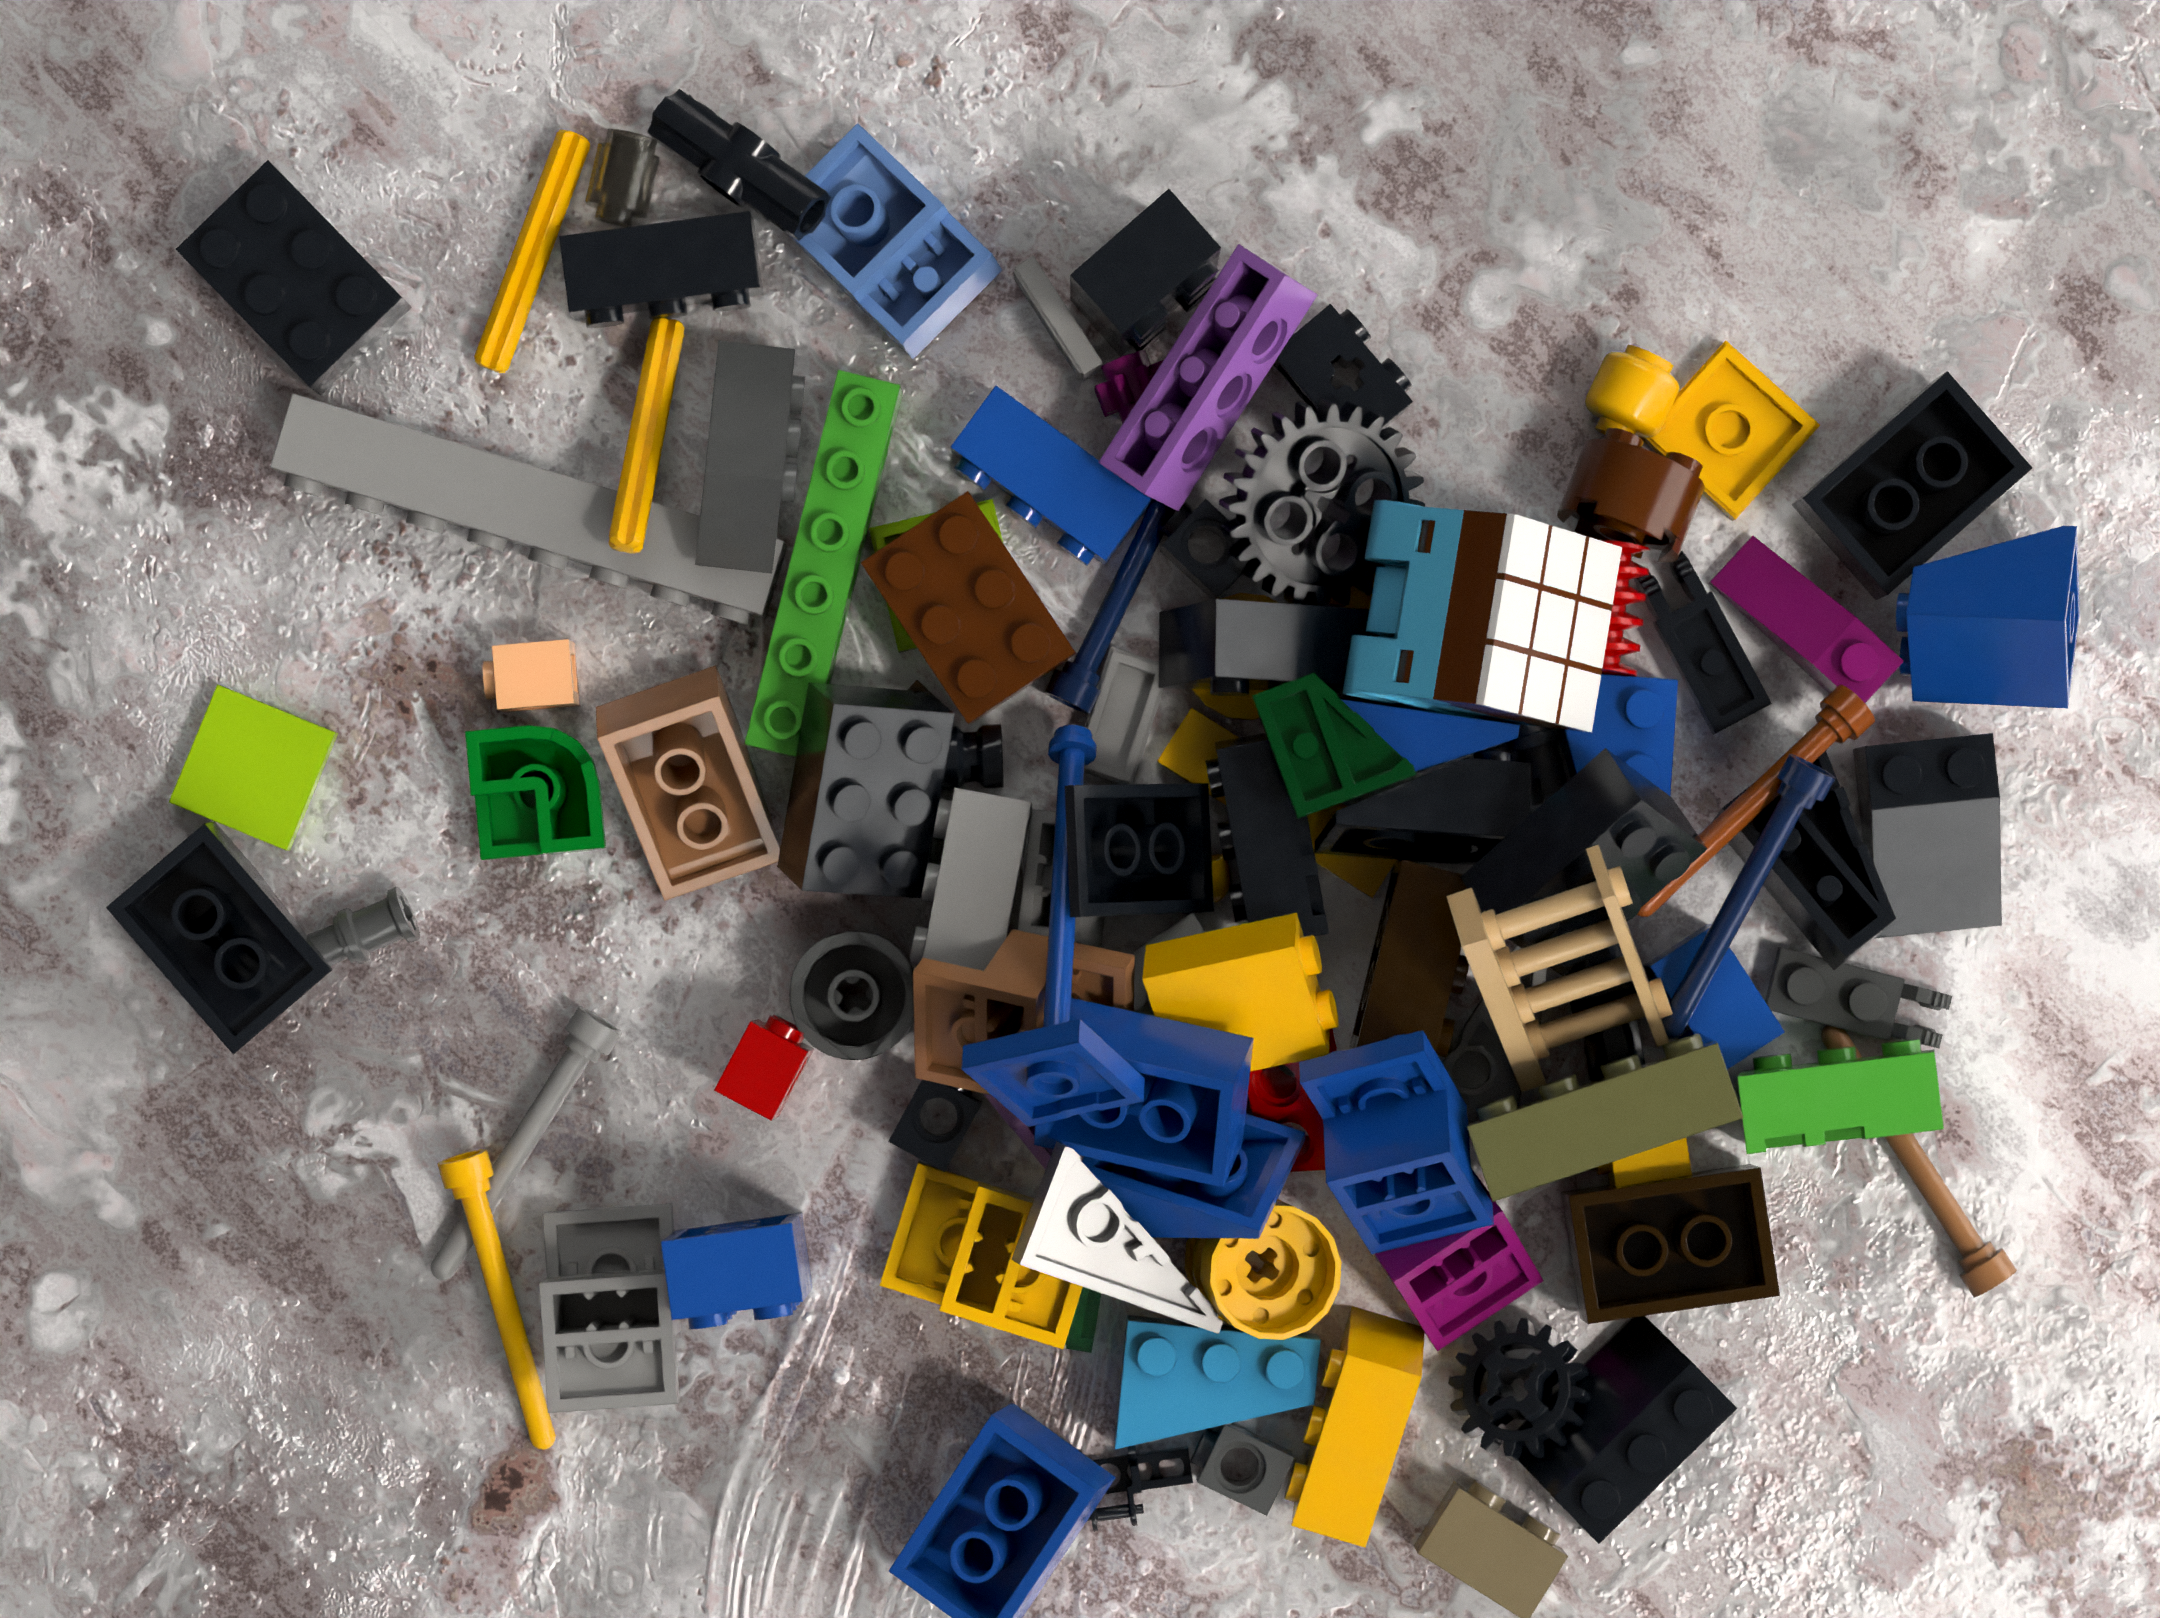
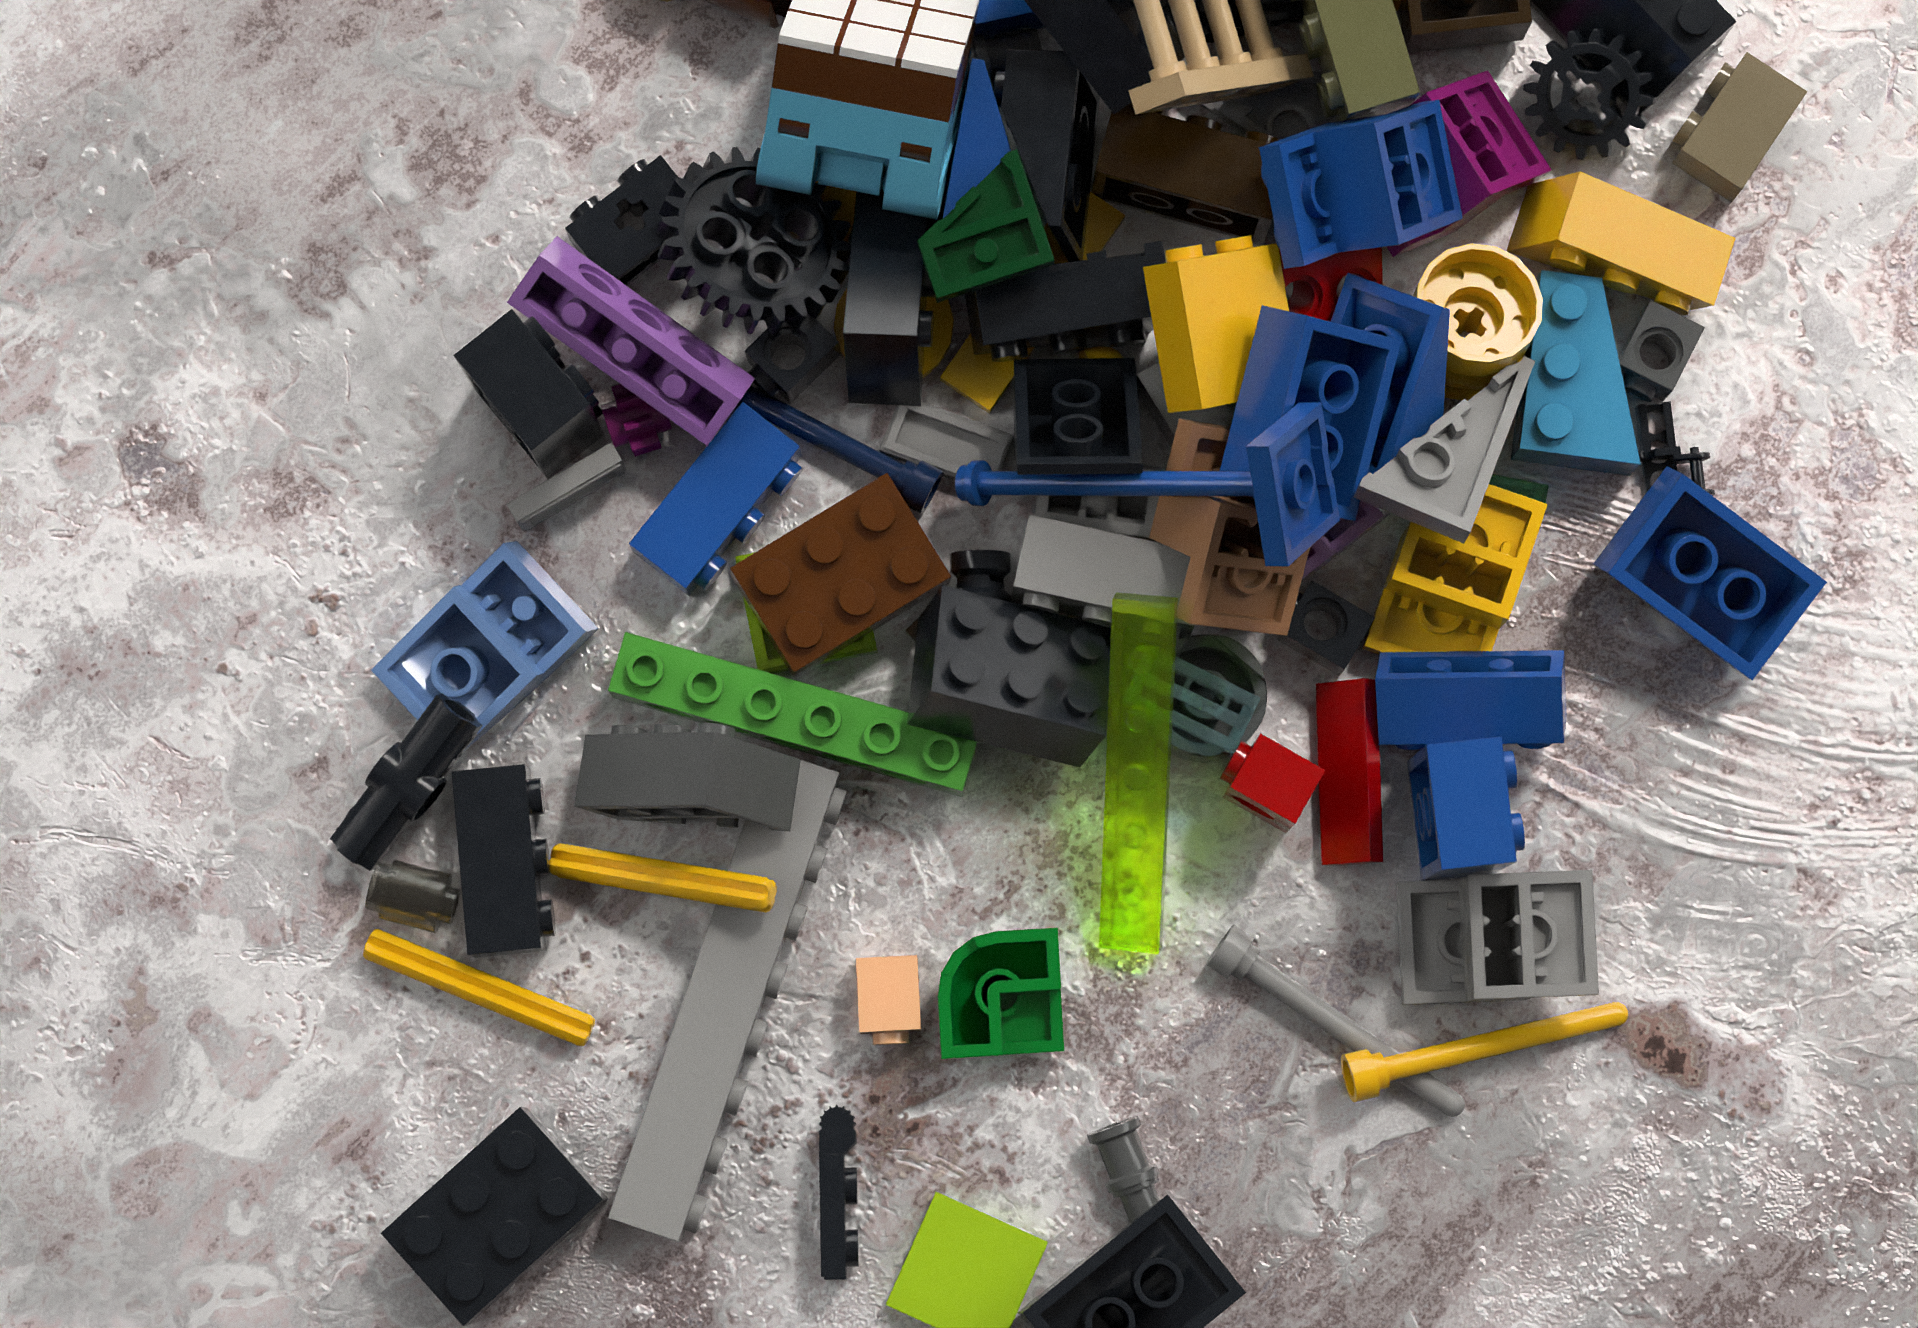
camera: 85 degrees left, 5 degrees down
(332, 629) = (837, 1189): none -> black hinge
(688, 782) = (995, 851): medium nougat slope -> none
(768, 925) = (1137, 772): none -> clear neon green tile
(784, 1150) = (1352, 772): none -> red tile
(822, 1028) = (1222, 687): none -> clear light blue tile
(862, 1275) = (1471, 697): none -> blue brick

